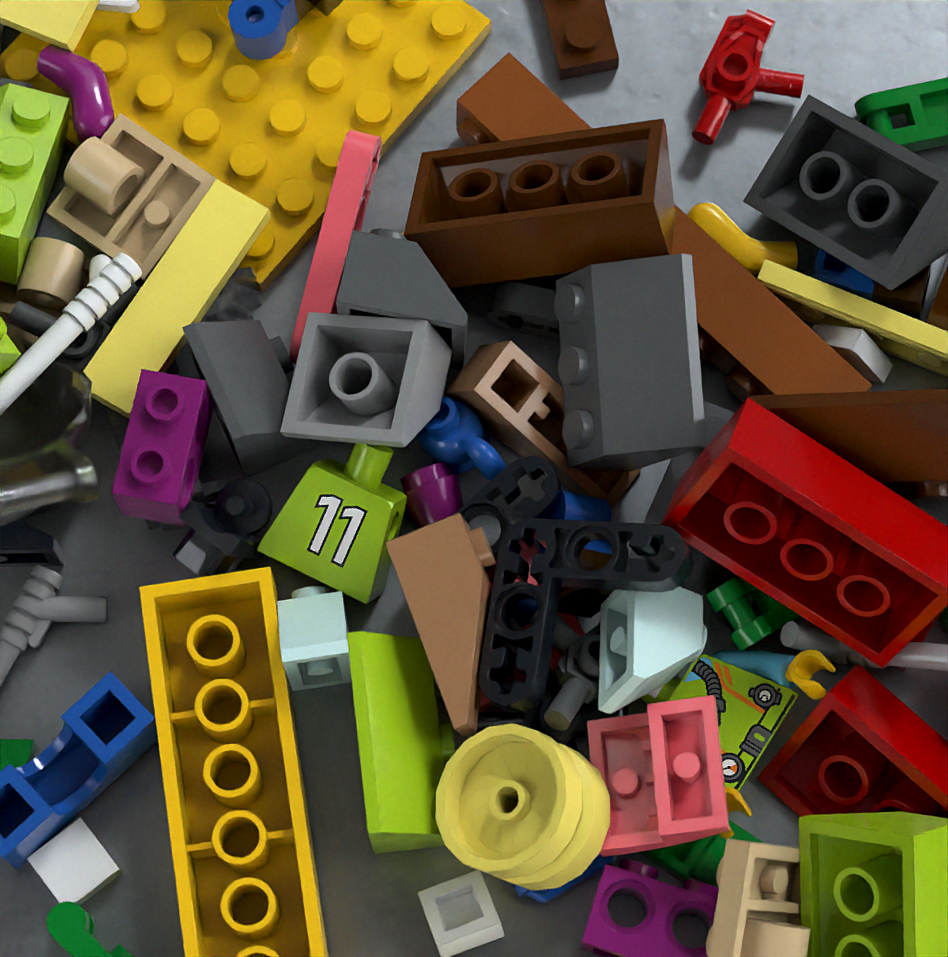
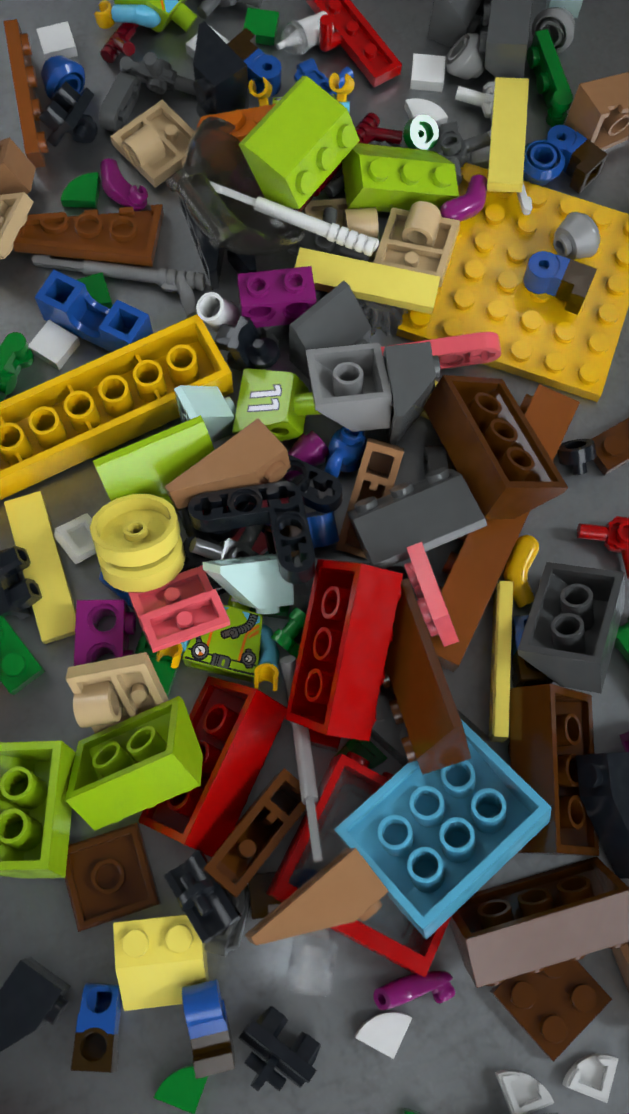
camera: 65 degrees right, 0 degrees up
(145, 552) = (217, 311): none -> white piece
(580, 87) = (576, 454): none -> black tile
(740, 376) = (429, 595): none -> coral plate
(857, 350) = (480, 653): white tile -> none

